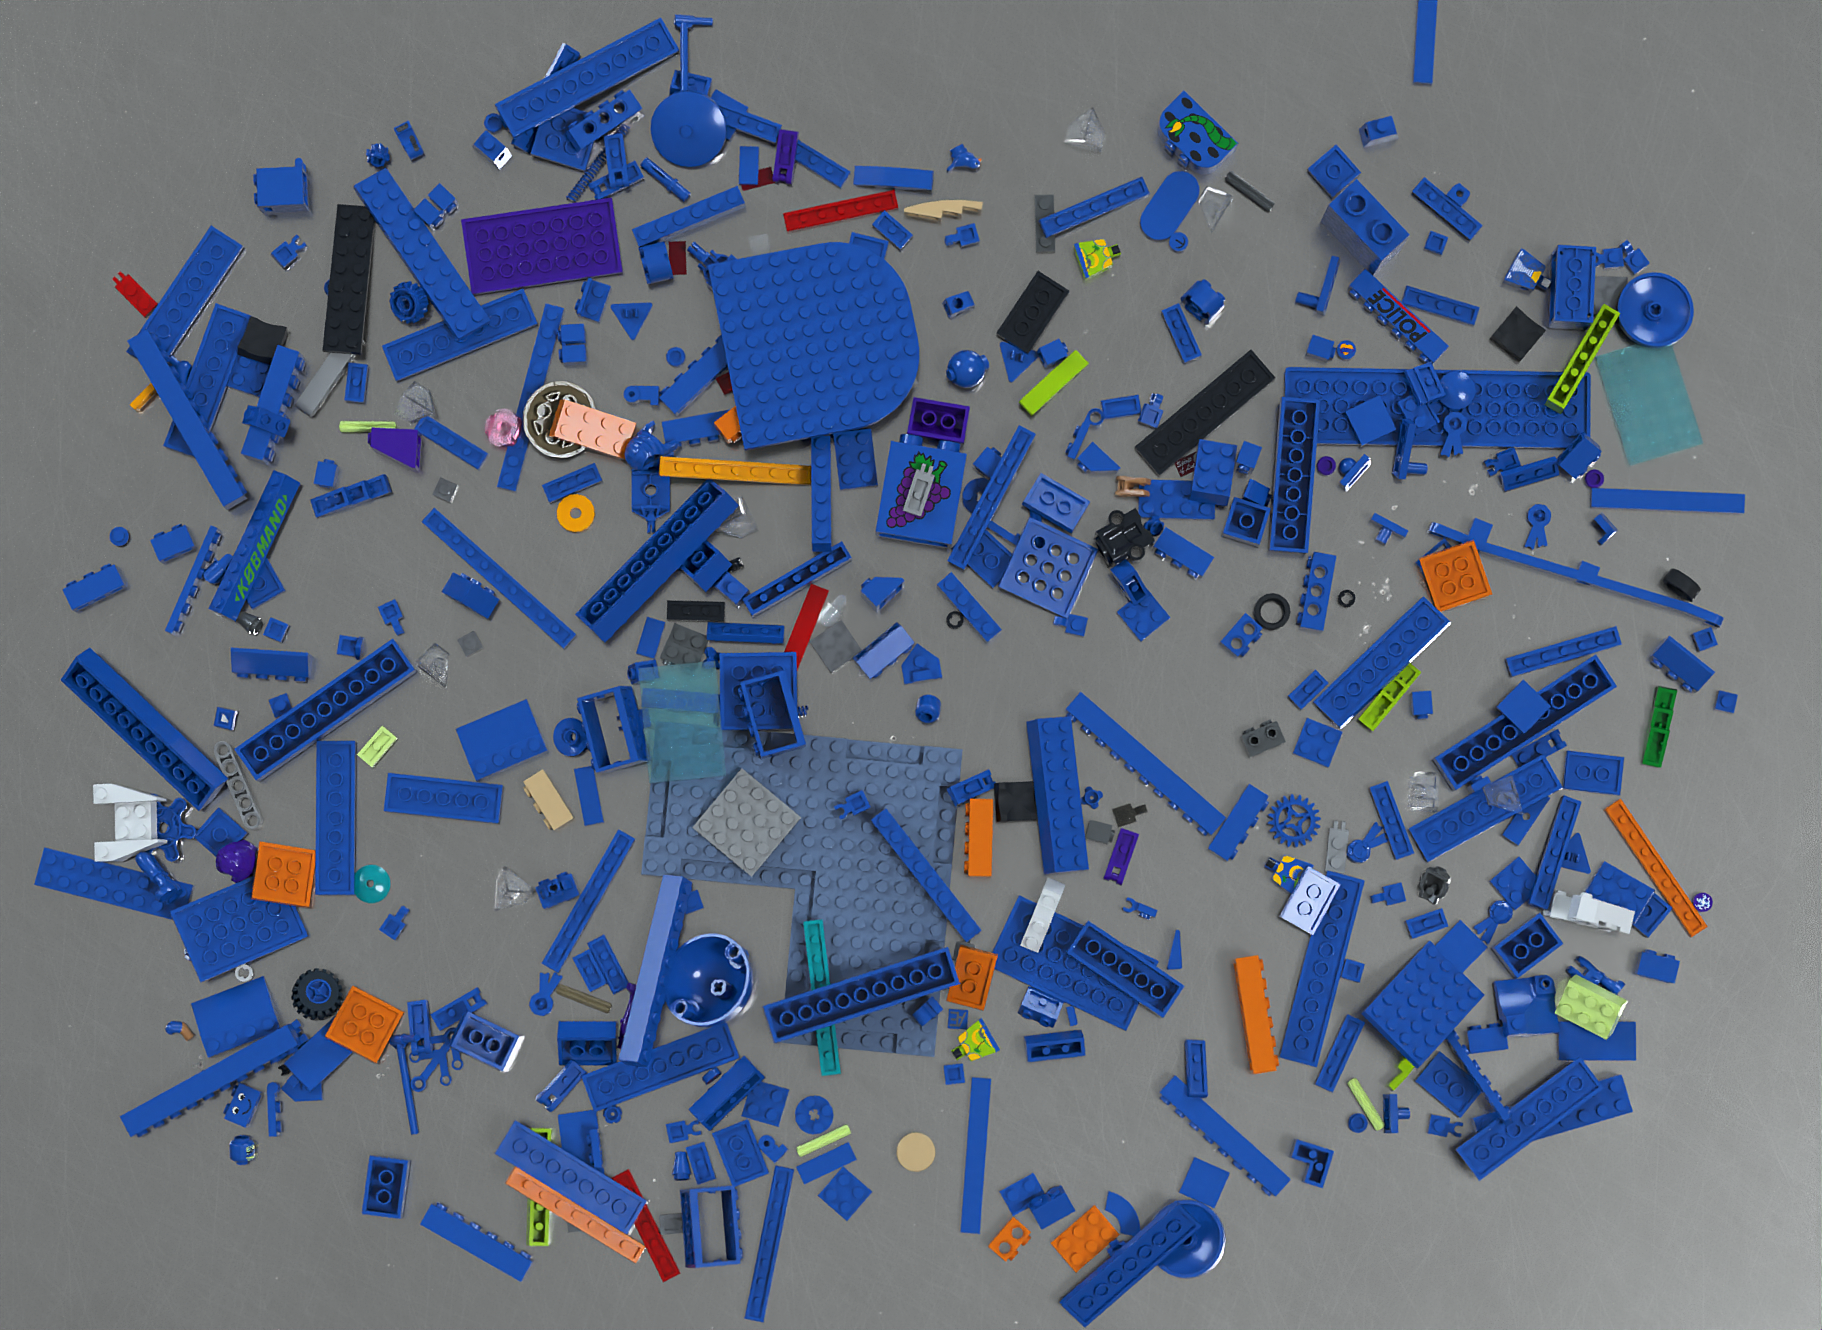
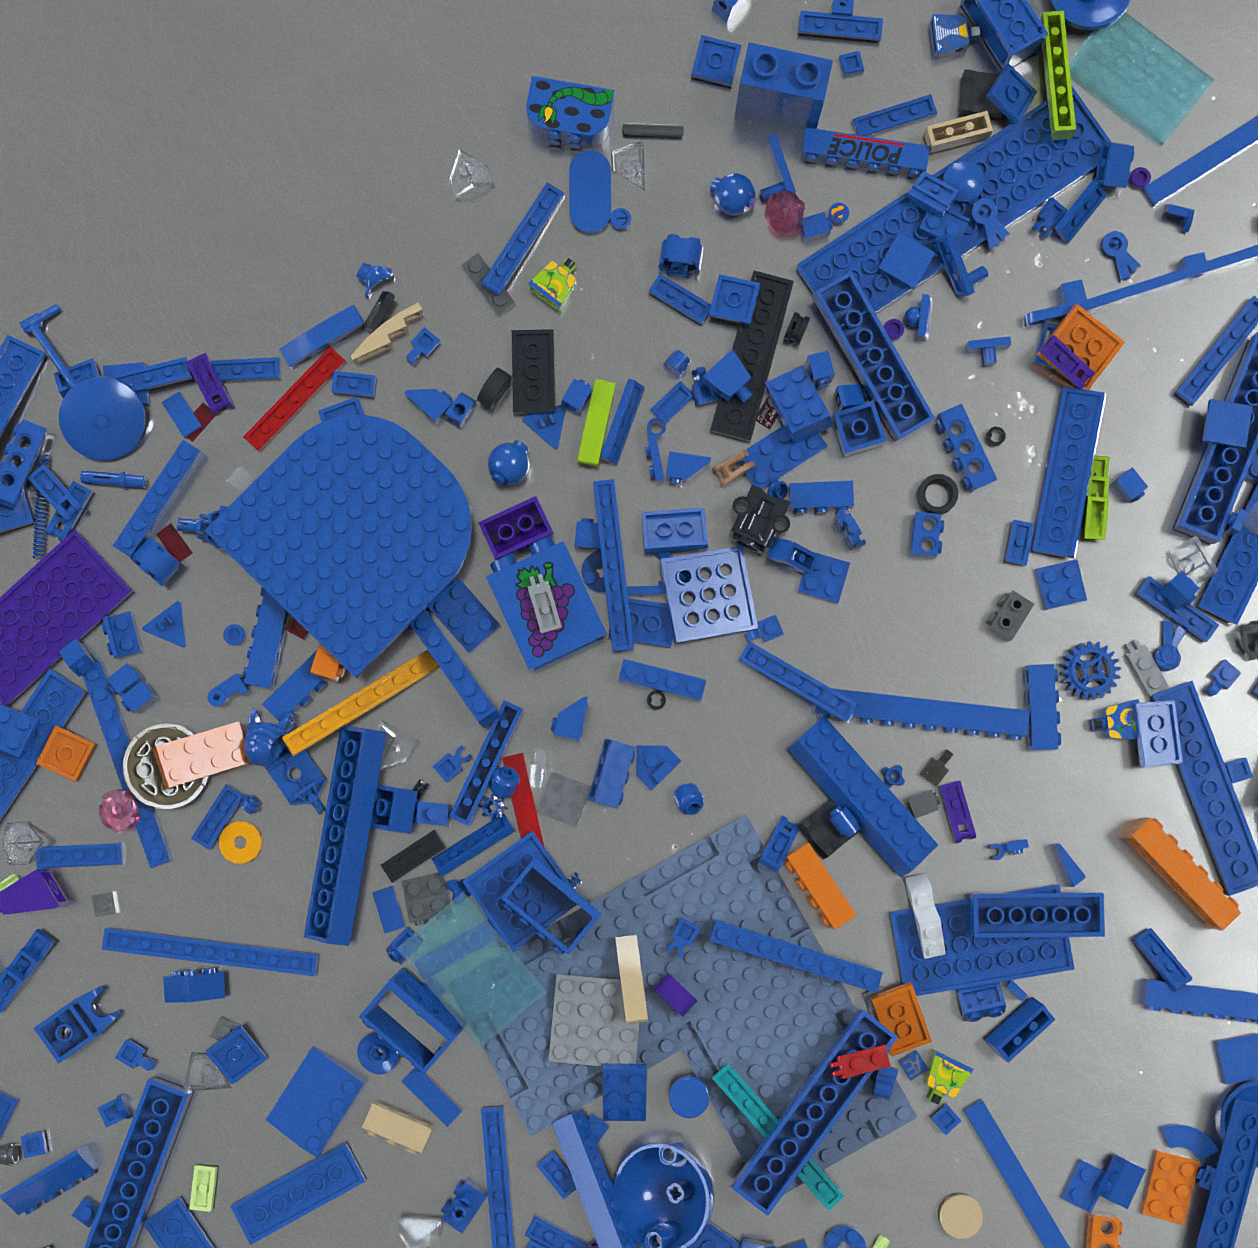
camera: 35 degrees left, 0 degrees up
(372, 563) = (81, 1021): none -> blue brick
(467, 665) = (236, 1054): none -> blue plate
(492, 359) = (65, 753): none -> orange tile
(549, 294) = (77, 658): none -> blue brick
(602, 489) = (250, 804): none -> blue plate
(641, 916) = (557, 1174): none -> blue plate
(732, 889) = (624, 1092): none -> blue plate
(768, 562) = (450, 766): none -> blue plate
(776, 923) = (688, 1097): none -> blue head
(779, 620) = (493, 801): none -> blue gear
(794, 808) = (631, 979): none -> tan slope
(800, 602) = (504, 782): none -> blue head
(818, 843) = (675, 995): none -> dark purple beam
(919, 982) = (861, 1062): none -> red hinge
(940, 283) = (430, 402): none -> blue slope
(948, 188) = (378, 311): none -> black tile
(994, 305) = (494, 388): none -> black tyre
(1030, 802) = (844, 821): none -> blue brick
(1069, 678) = (799, 682): none -> blue plate
(1073, 395) = (622, 422): none -> blue tile
(1144, 380) = (677, 363): none -> blue leg
(1174, 417) = (729, 378): none -> blue torso
(1187, 586) = (851, 528): none -> blue plate
(1220, 361) = (734, 299): none -> blue plate
(1253, 417) = (798, 331): none -> black wheel
(1276, 281) = (733, 194): none -> blue brick
(1312, 324) = (793, 206): none -> clear pink plate
(1401, 806) = (1180, 590): none -> blue brick
(1436, 578) = (1066, 362): none -> dark purple plate
(1478, 350) = (958, 131): none -> tan brick
(1538, 349) = (1011, 94): none -> blue tile

